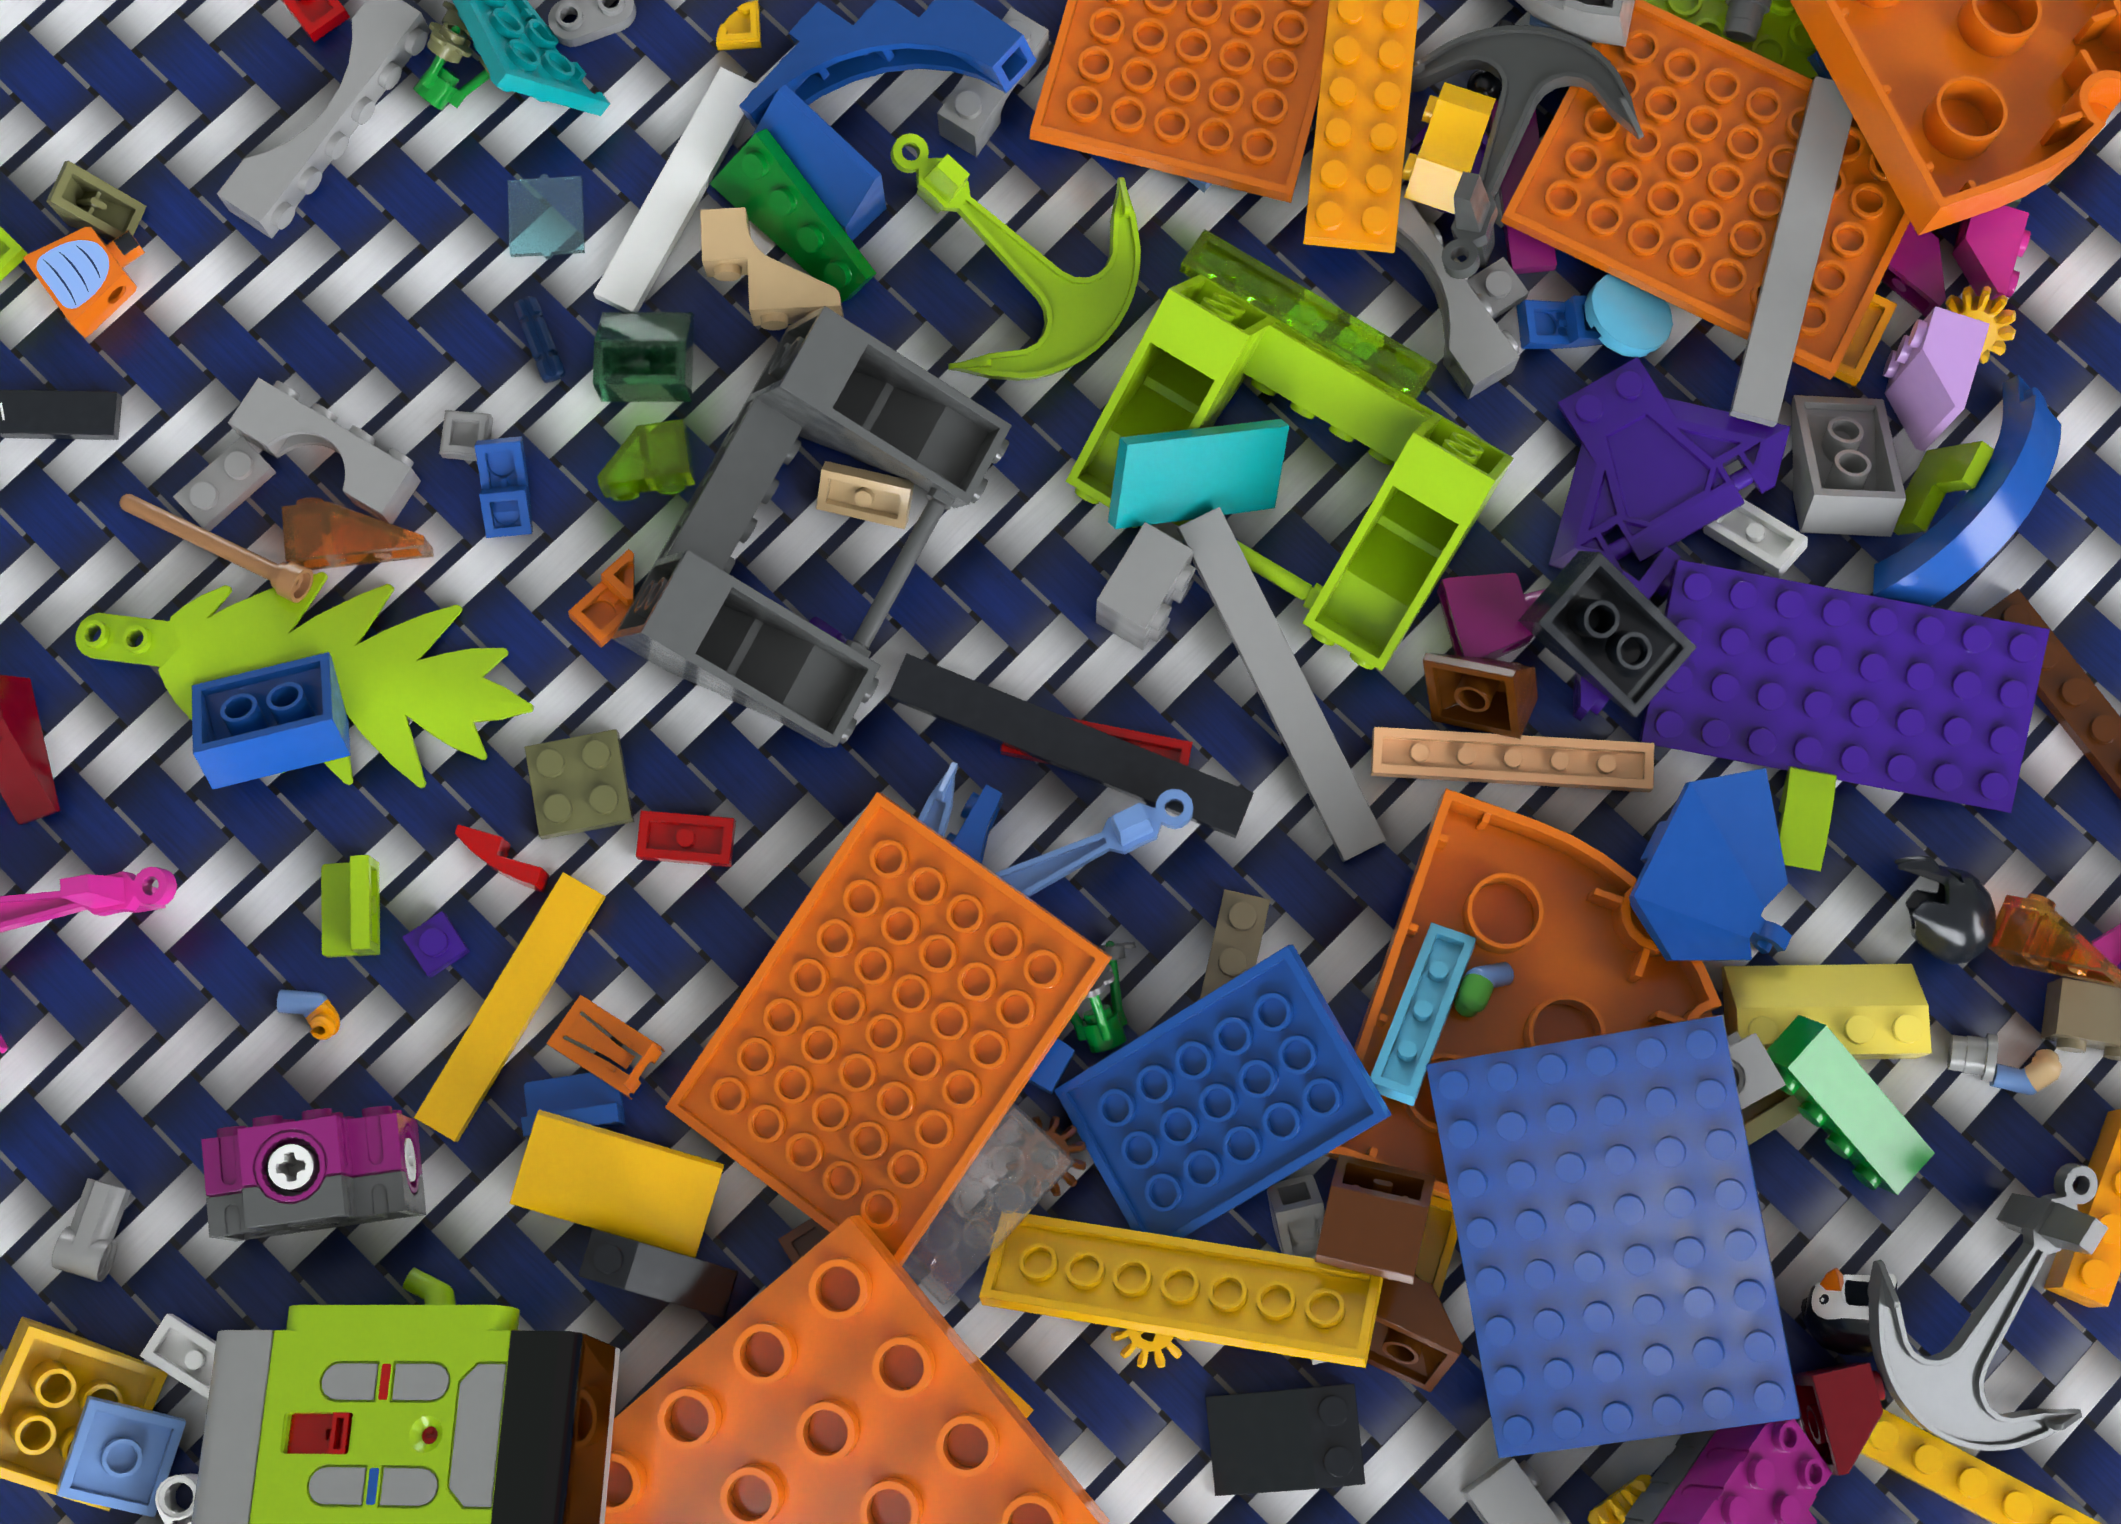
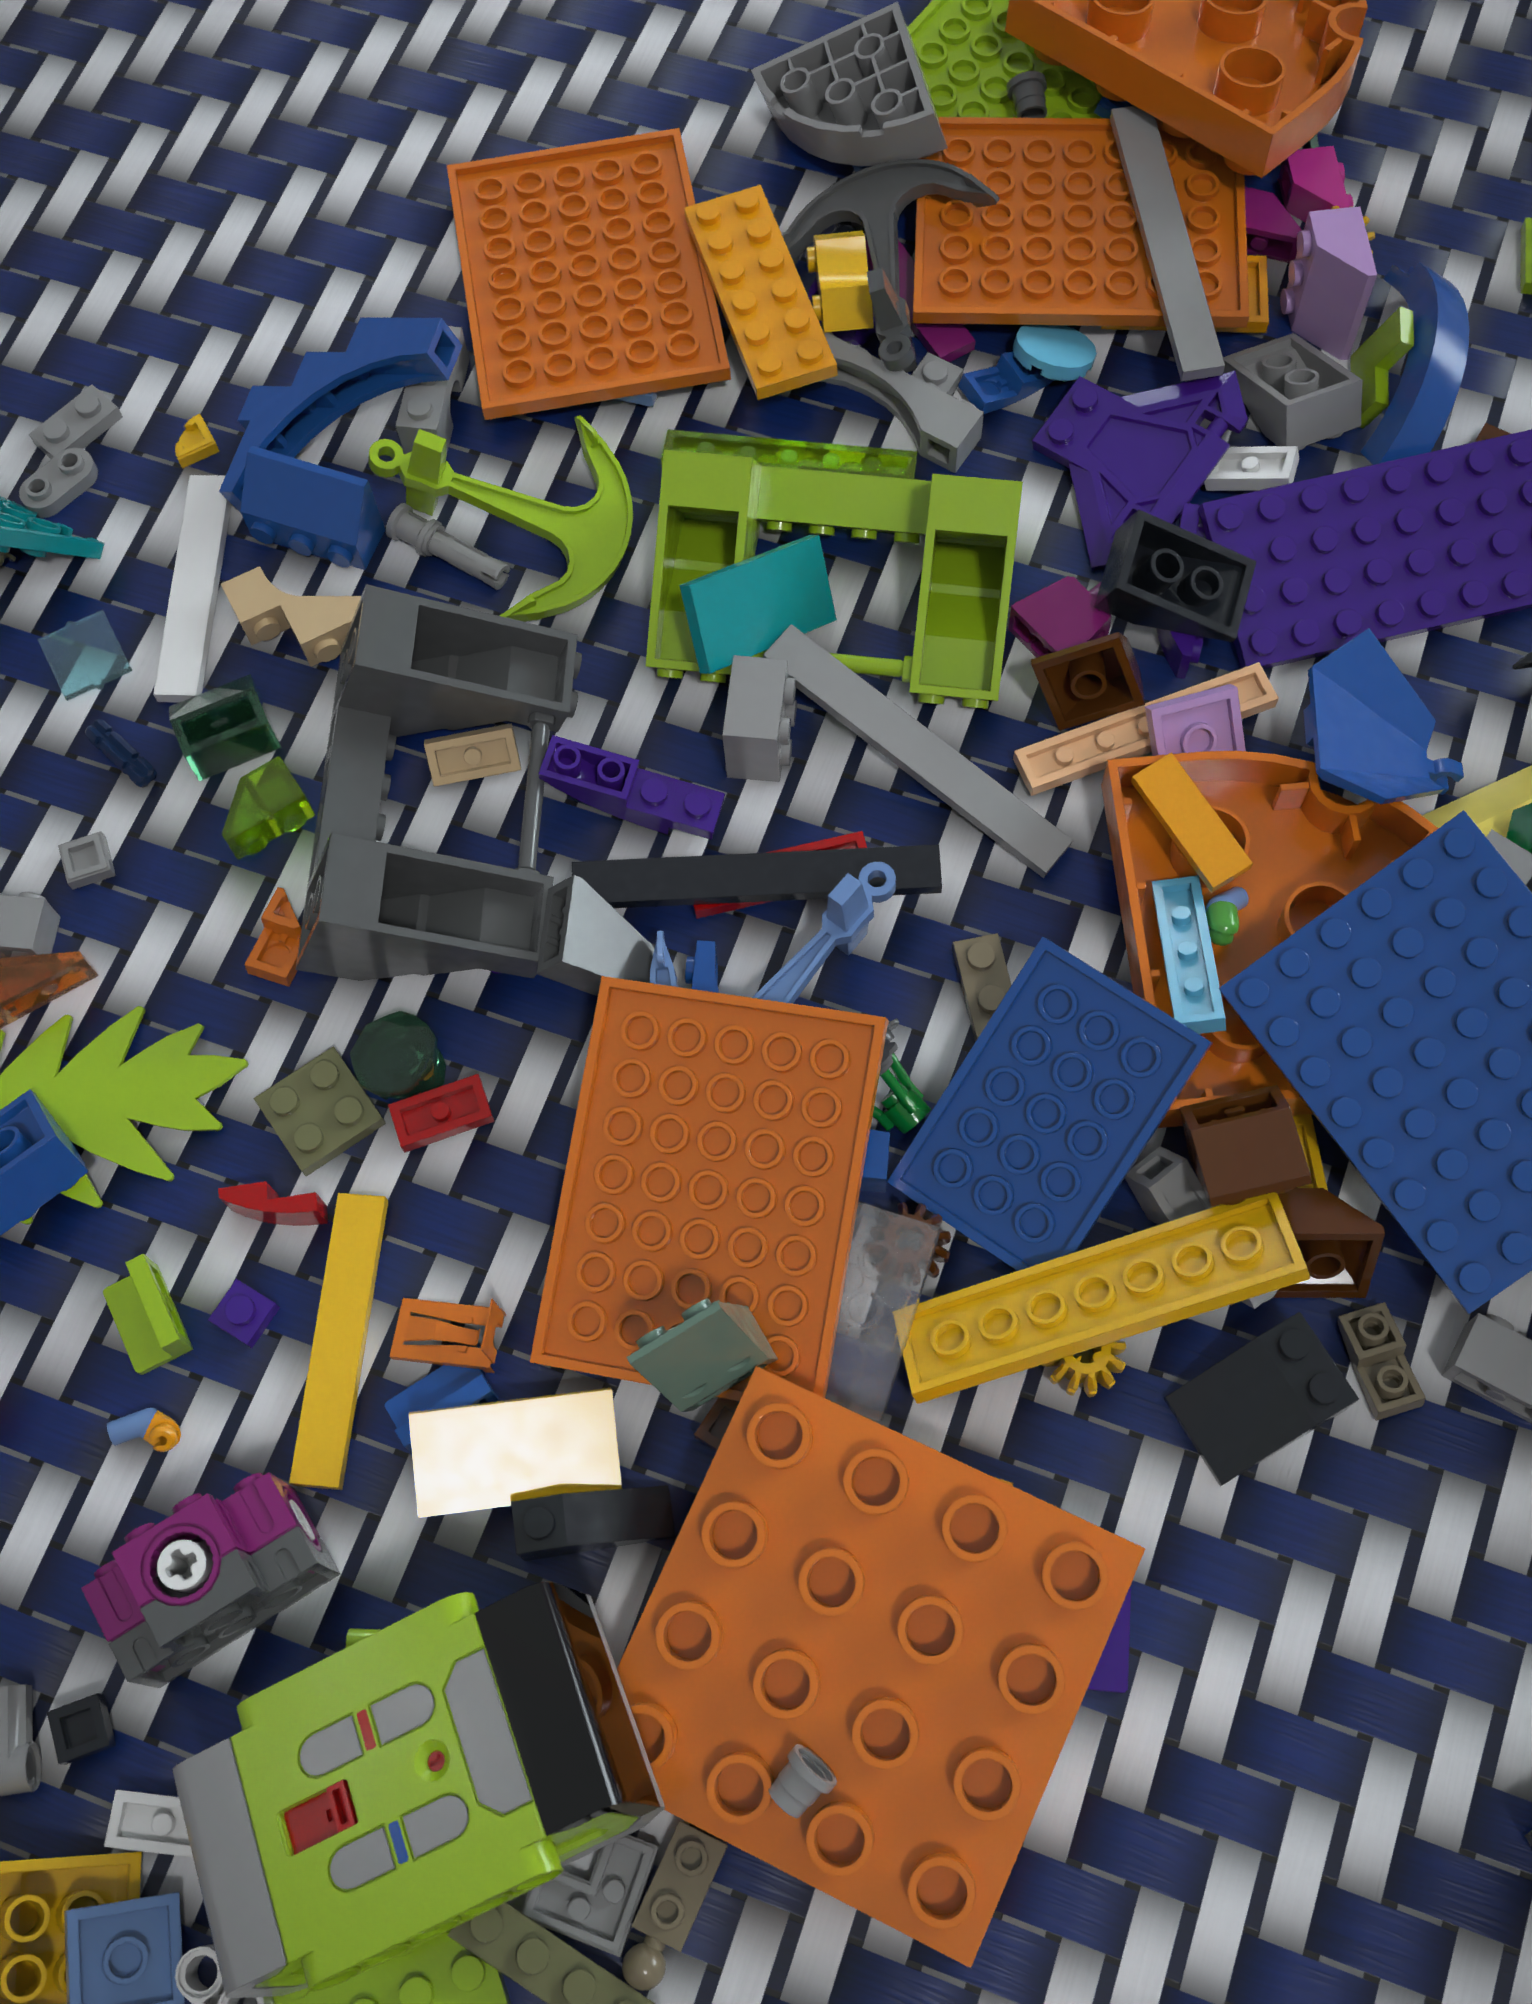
camera: 20 degrees left, 10 degrees down
(157, 1247) = (81, 1729): none -> black plate
(504, 487) = (139, 886): blue slope -> none
(669, 768) = (398, 1057): none -> clear green hat
(792, 214) = (299, 554): green wing -> none
(810, 1184) = (704, 1354): none -> sand green slope
(887, 746) = (589, 940): none -> slope
(924, 244) = (431, 539): none -> light grey pin
(994, 602) = (627, 792): none -> dark purple slope
(1411, 1455) = (1379, 1361): none -> dark tan slope
(1491, 888) = (1191, 822): none -> light orange tile
(1555, 789) = (1197, 722): none -> lavender plate
(1806, 817) = (1420, 664): lime slope -> none

